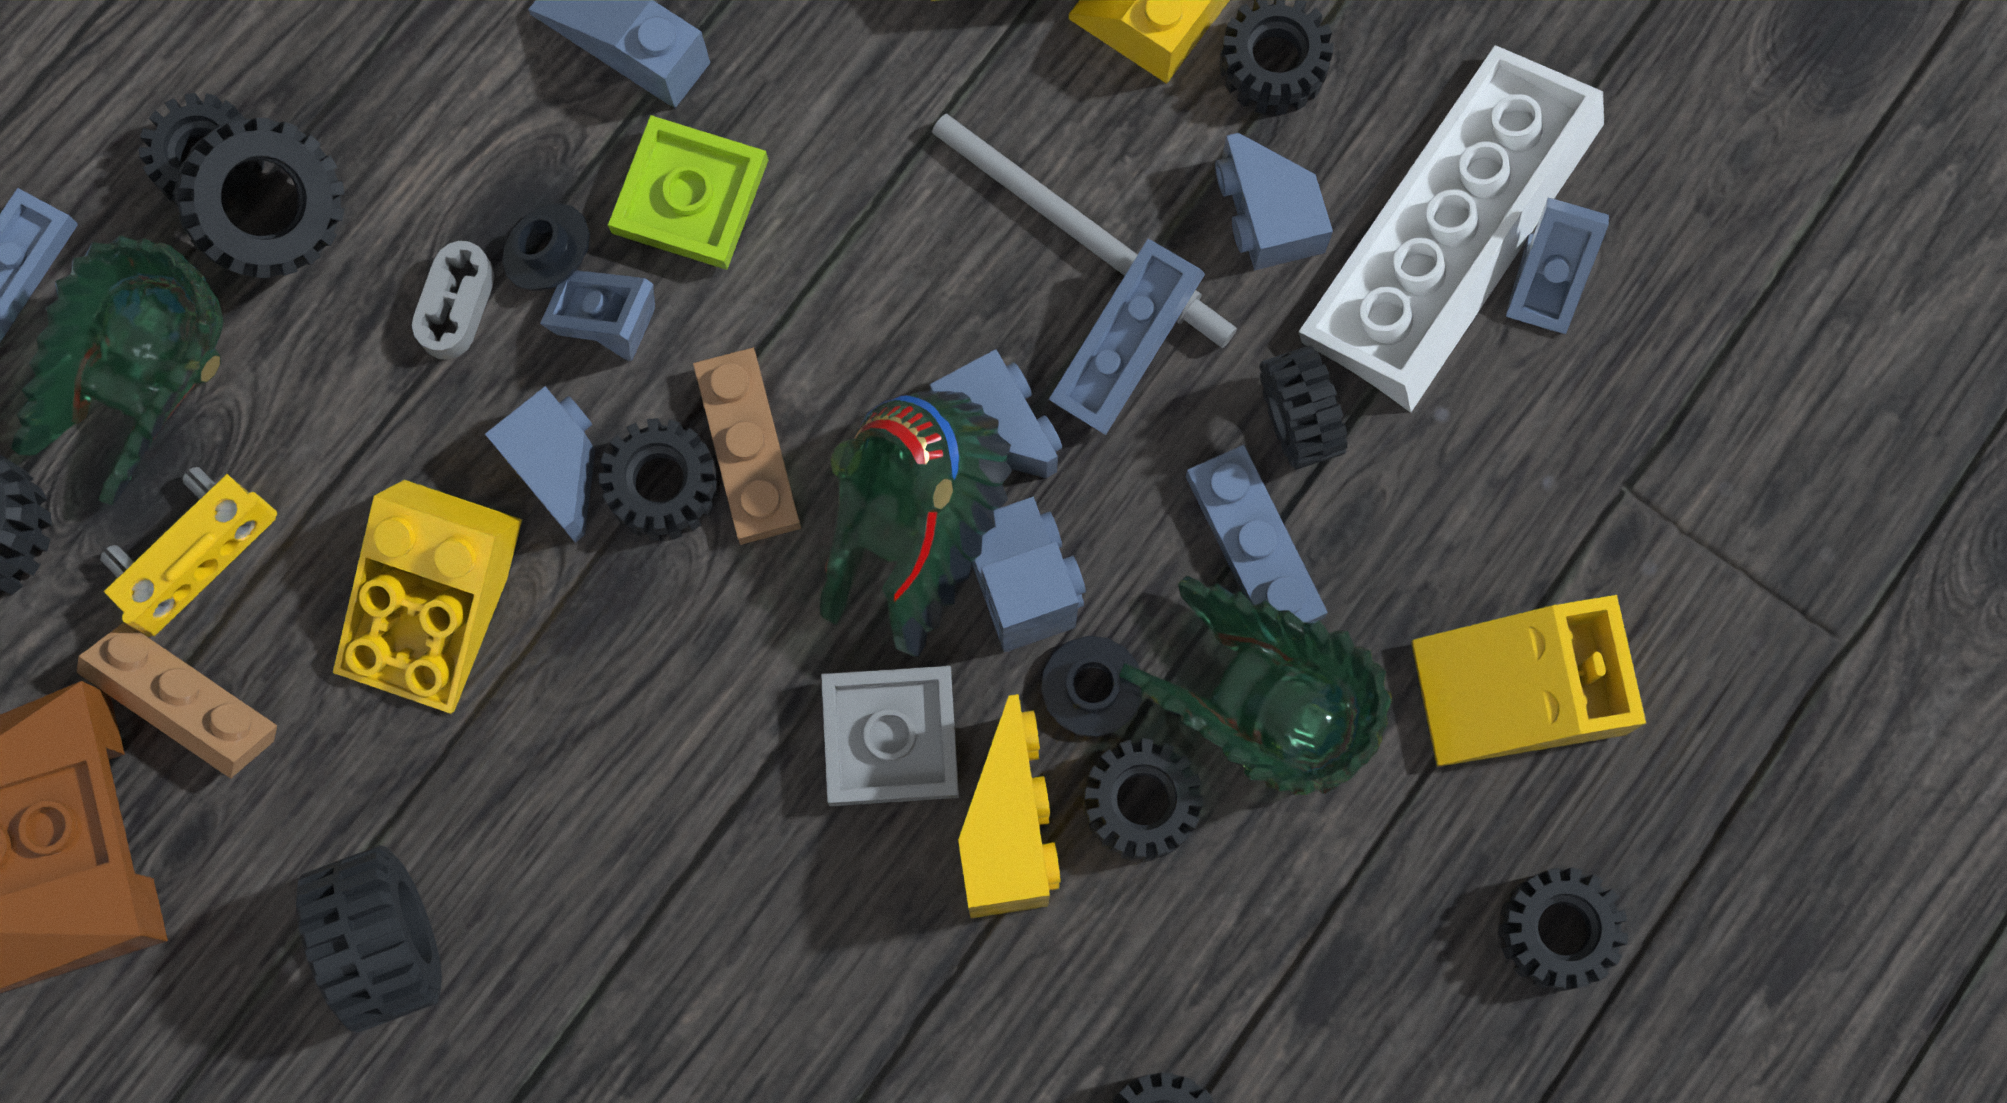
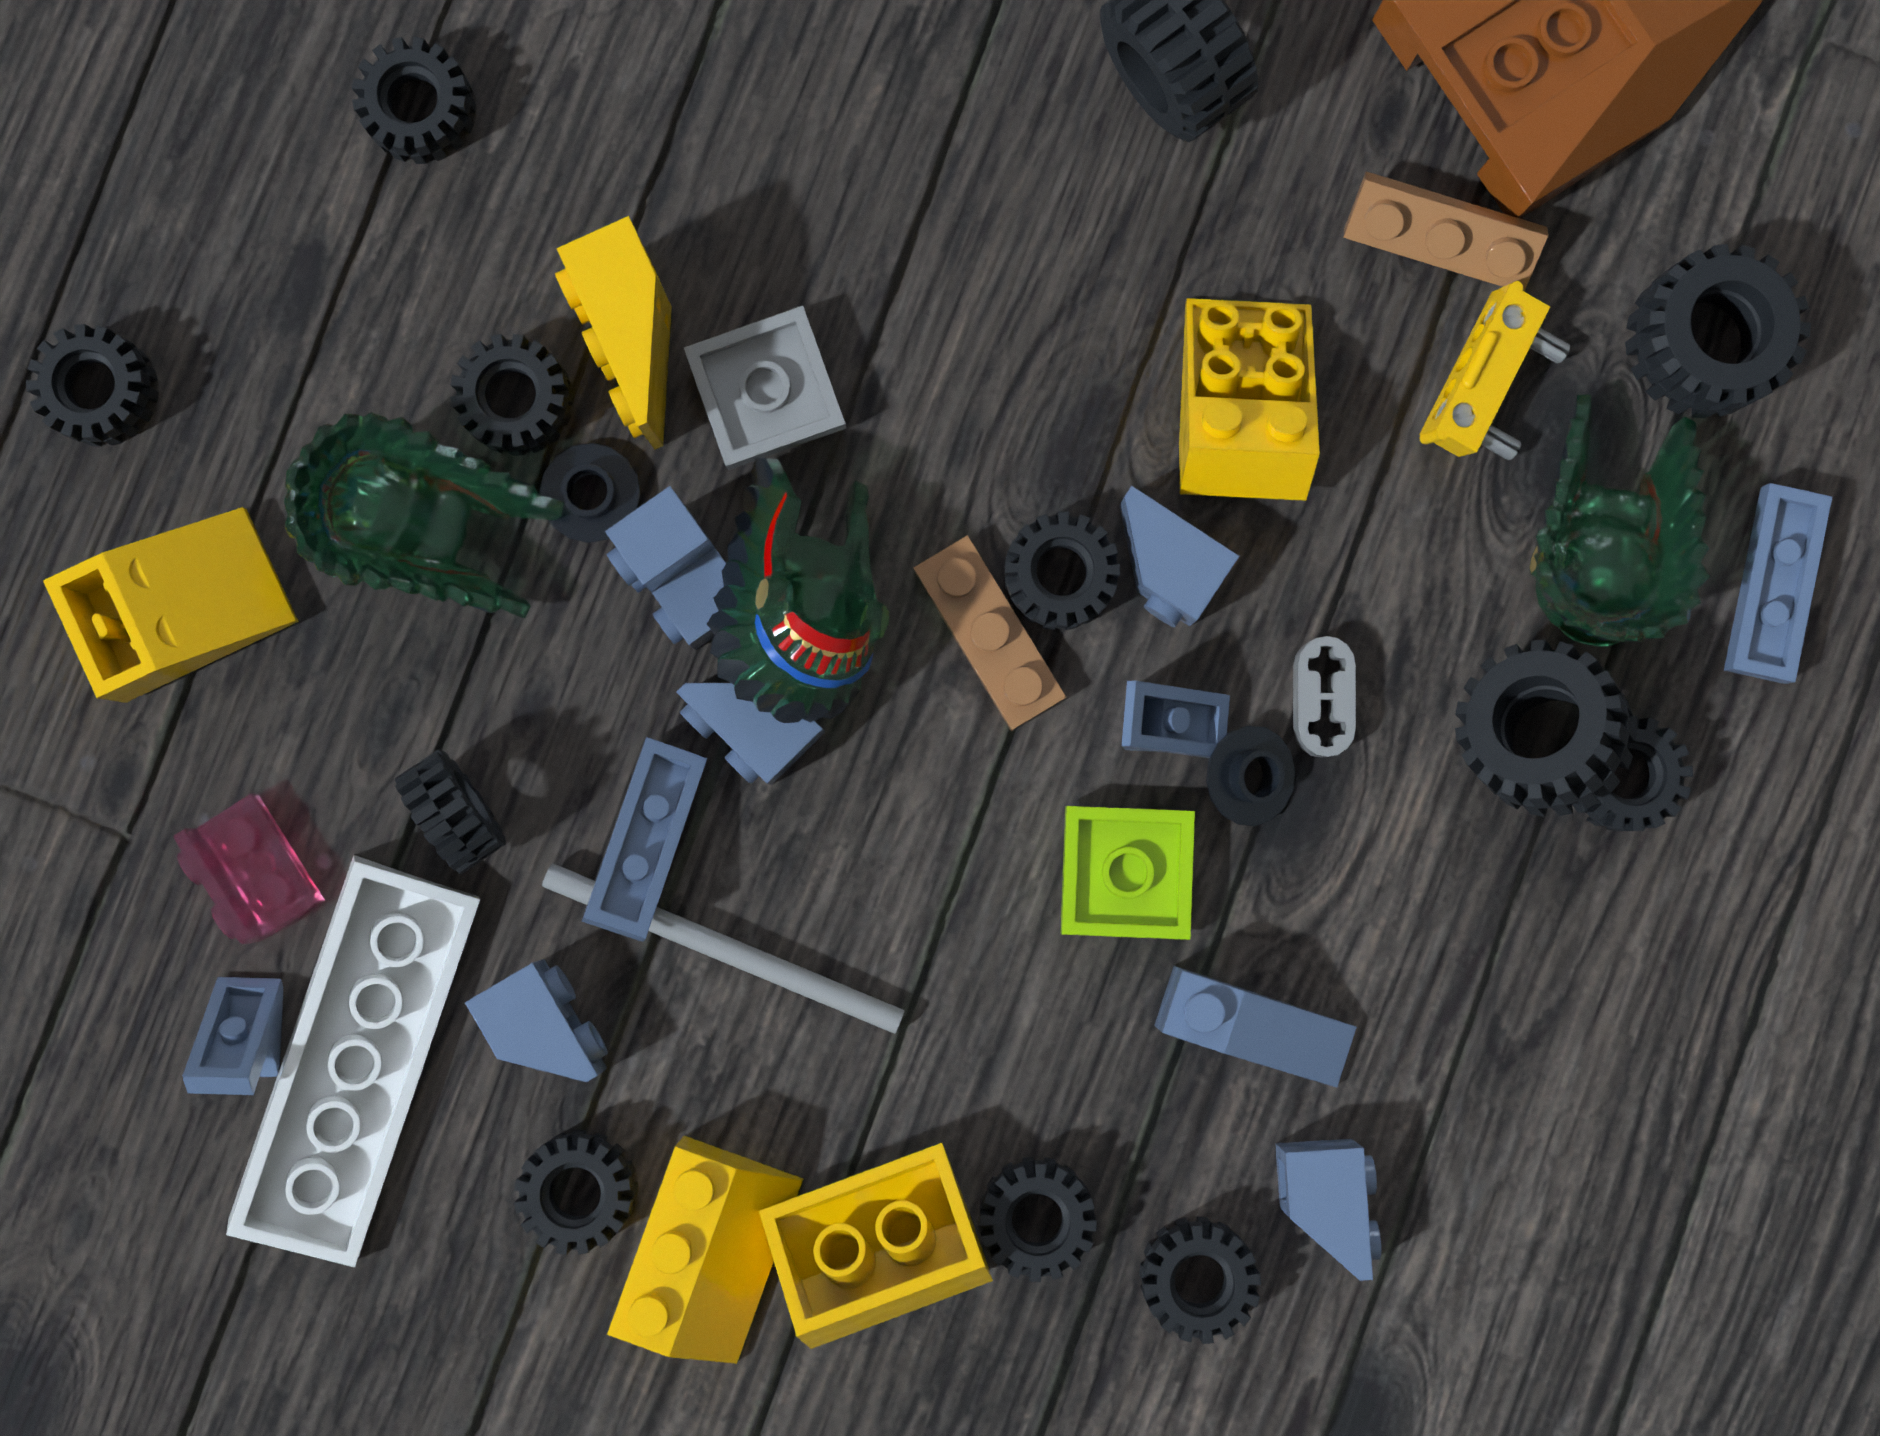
camera: 160 degrees right, 10 degrees up
(1253, 535) = (470, 677): sand blue plate -> none
(1514, 418) = (247, 871): none -> clear pink bracket

